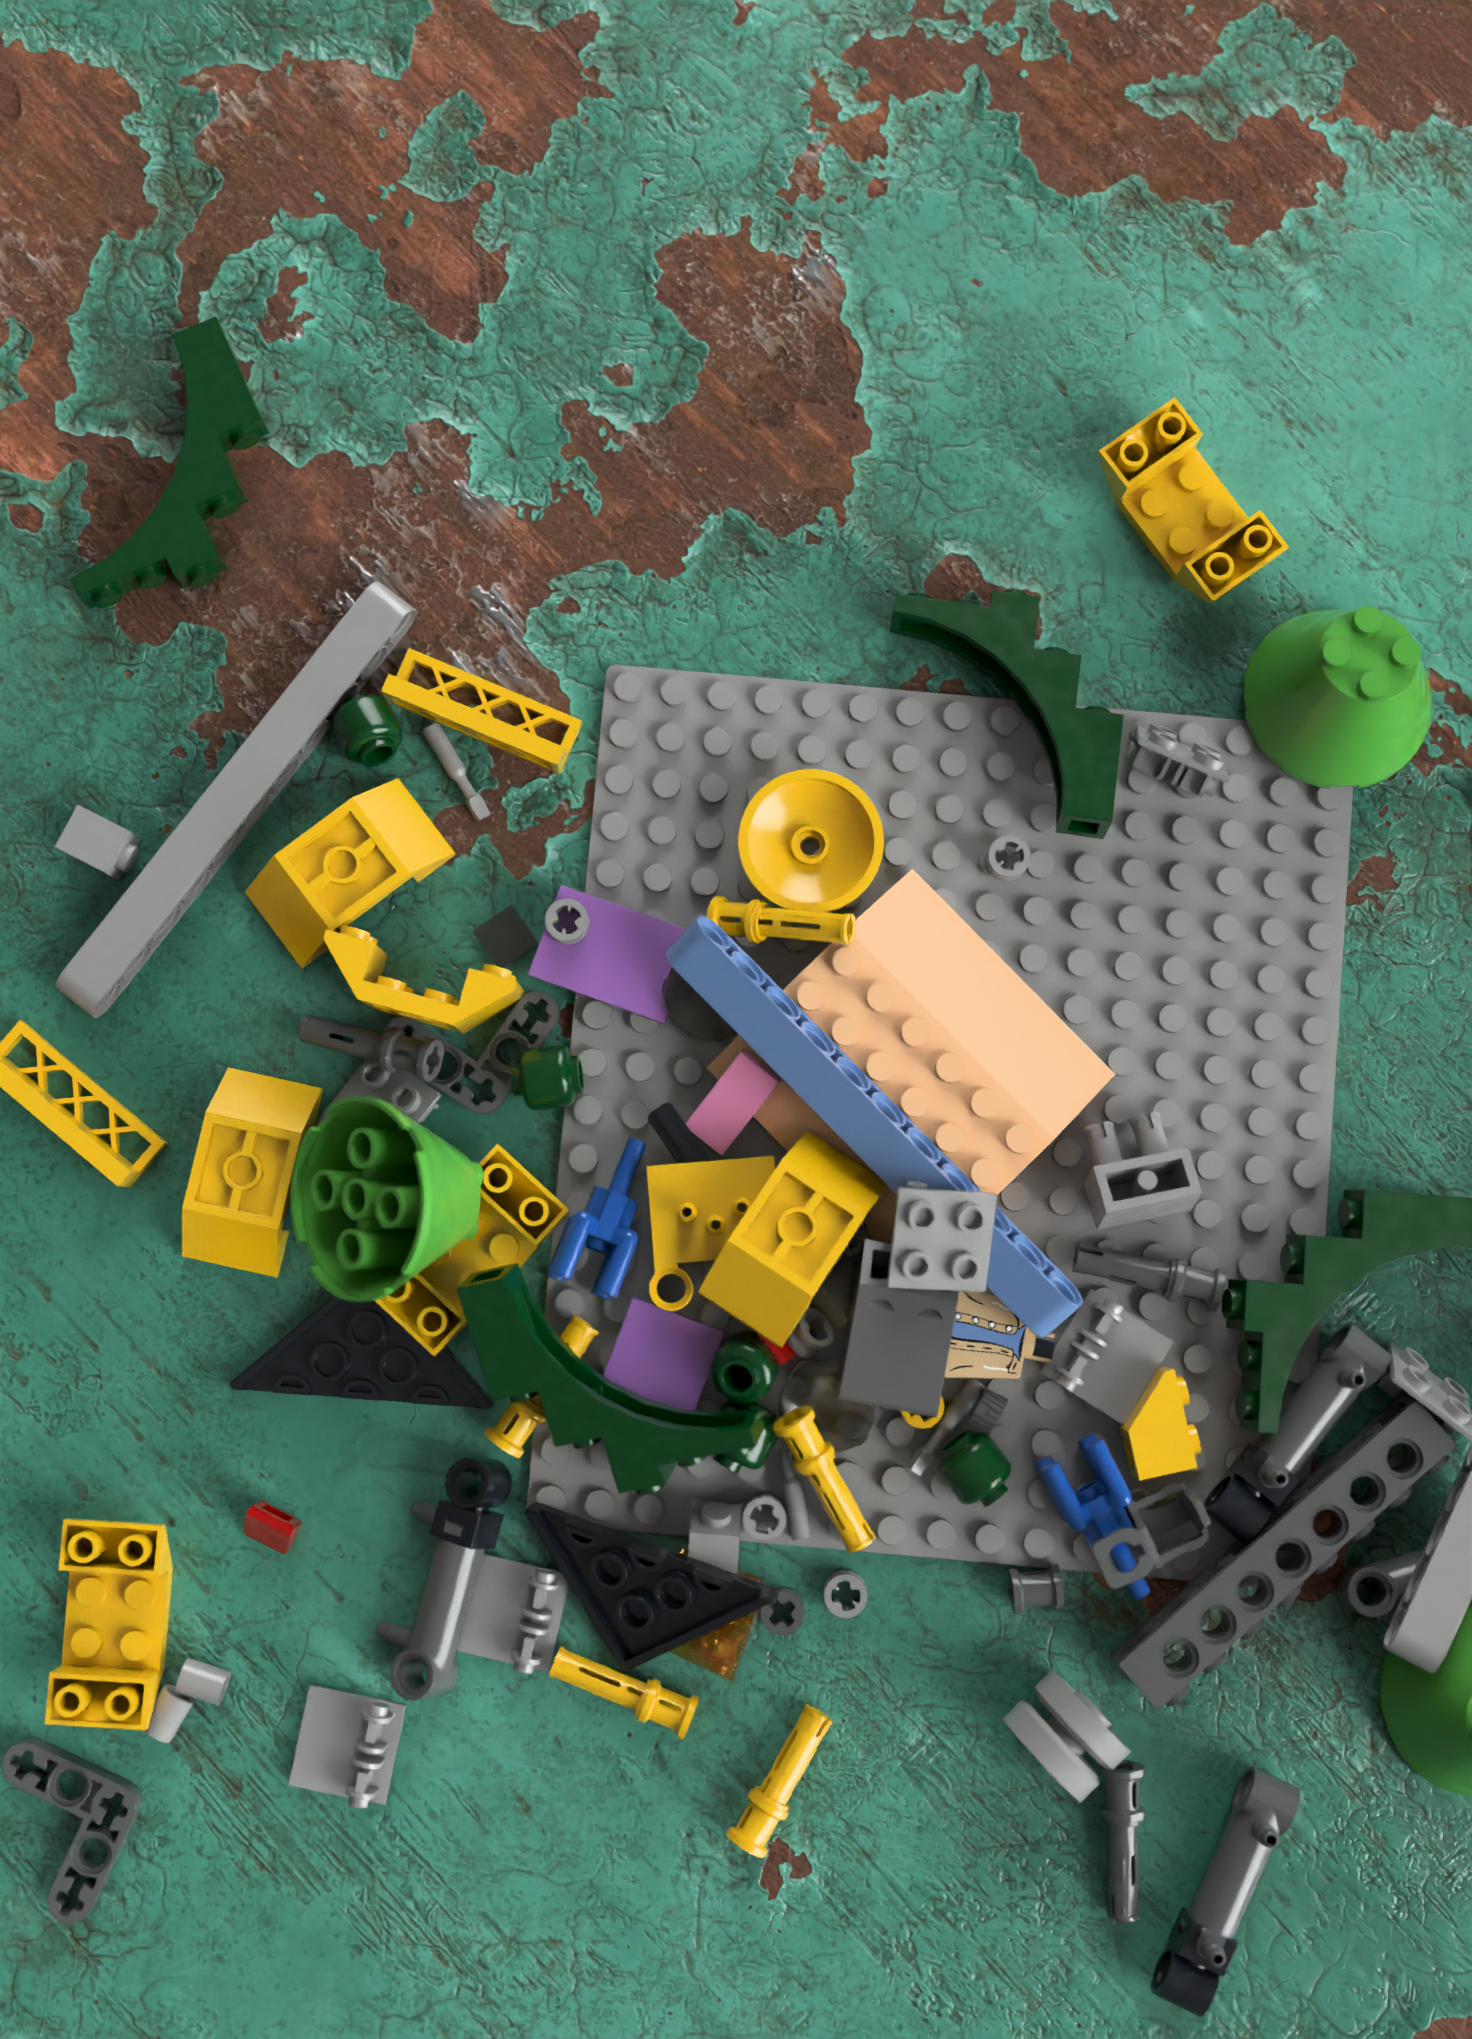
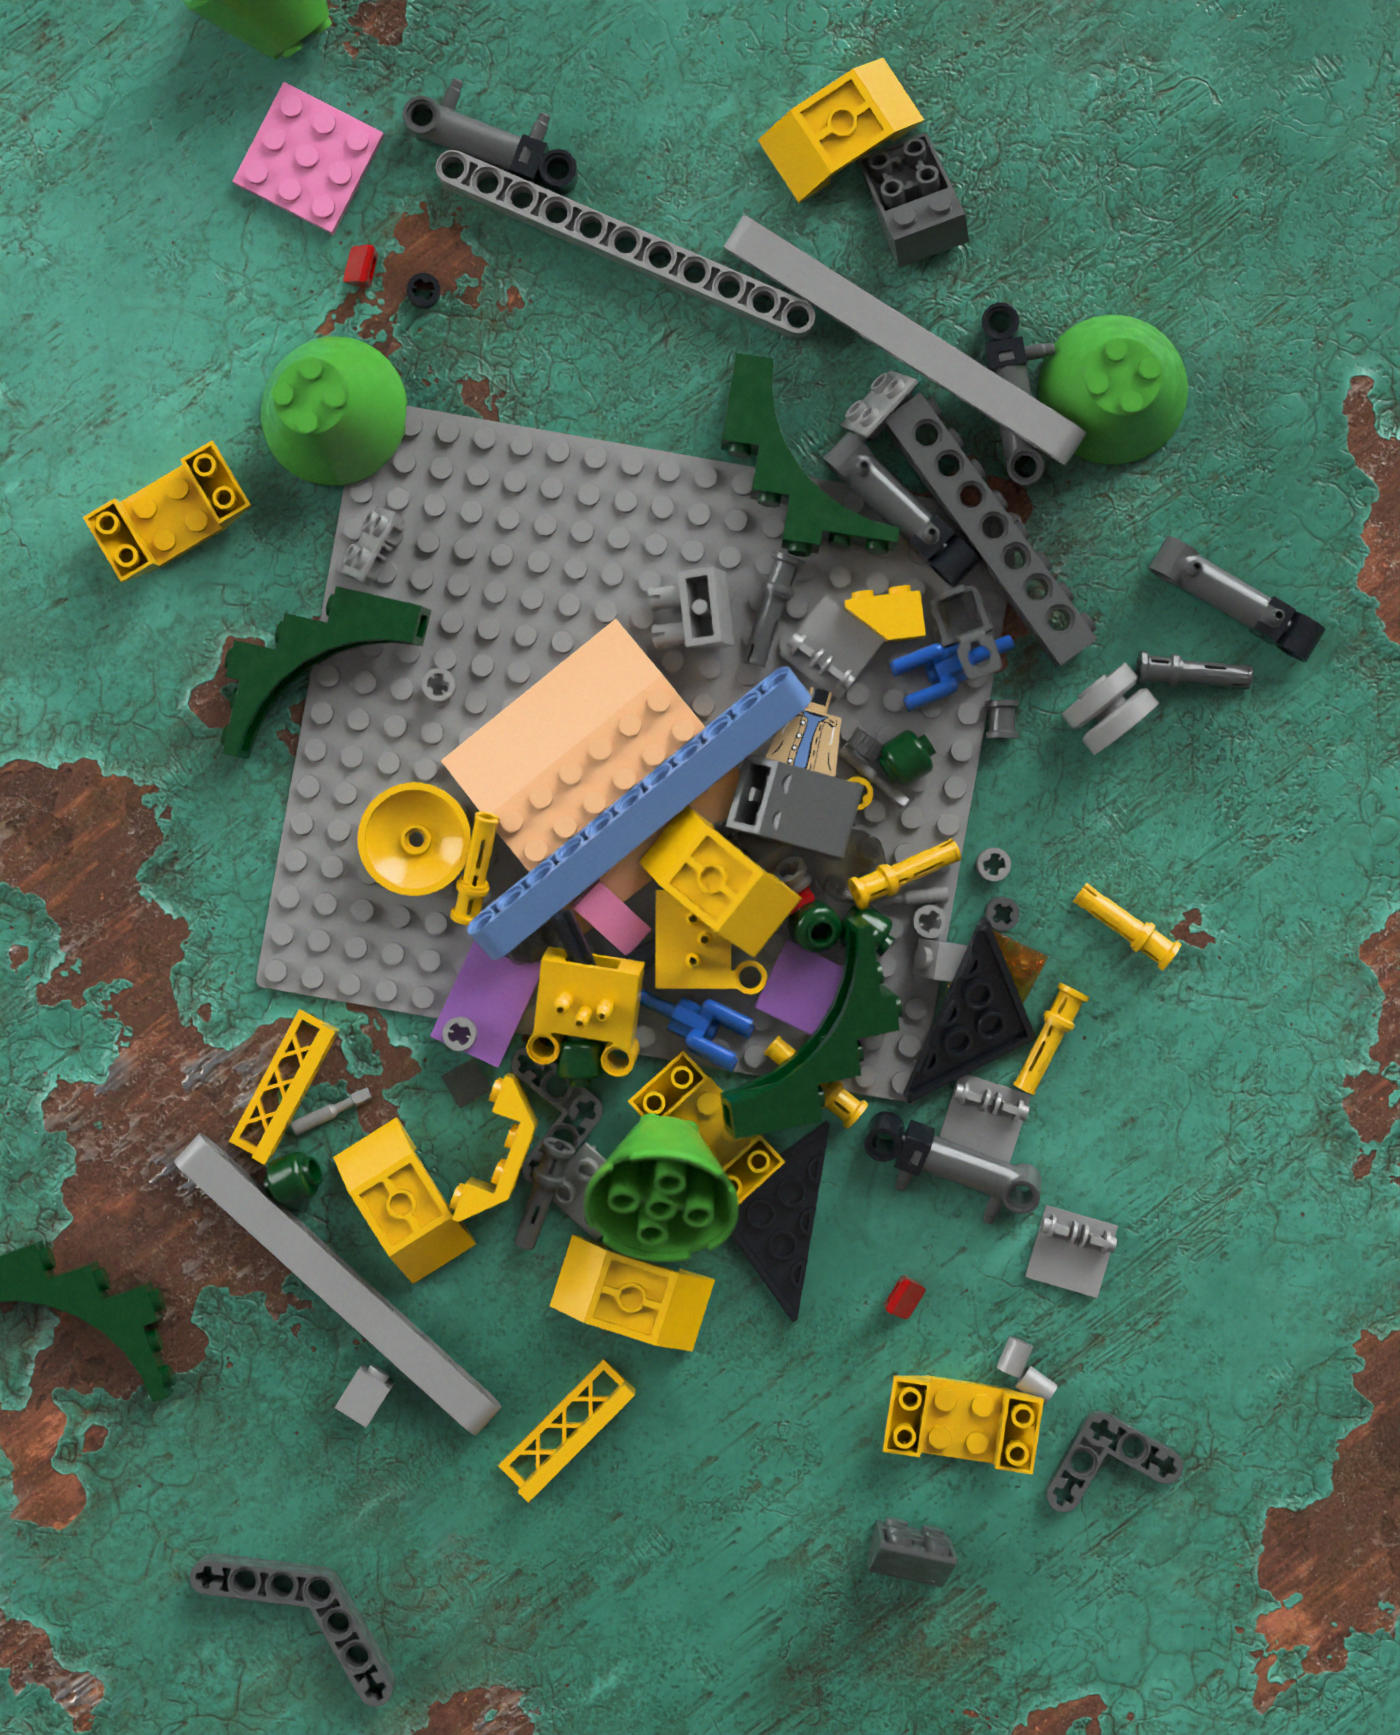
camera: 80 degrees left, 5 degrees up
(625, 1078) = (586, 999): none -> yellow piece
(941, 1239) = (730, 770): light grey hinge -> none

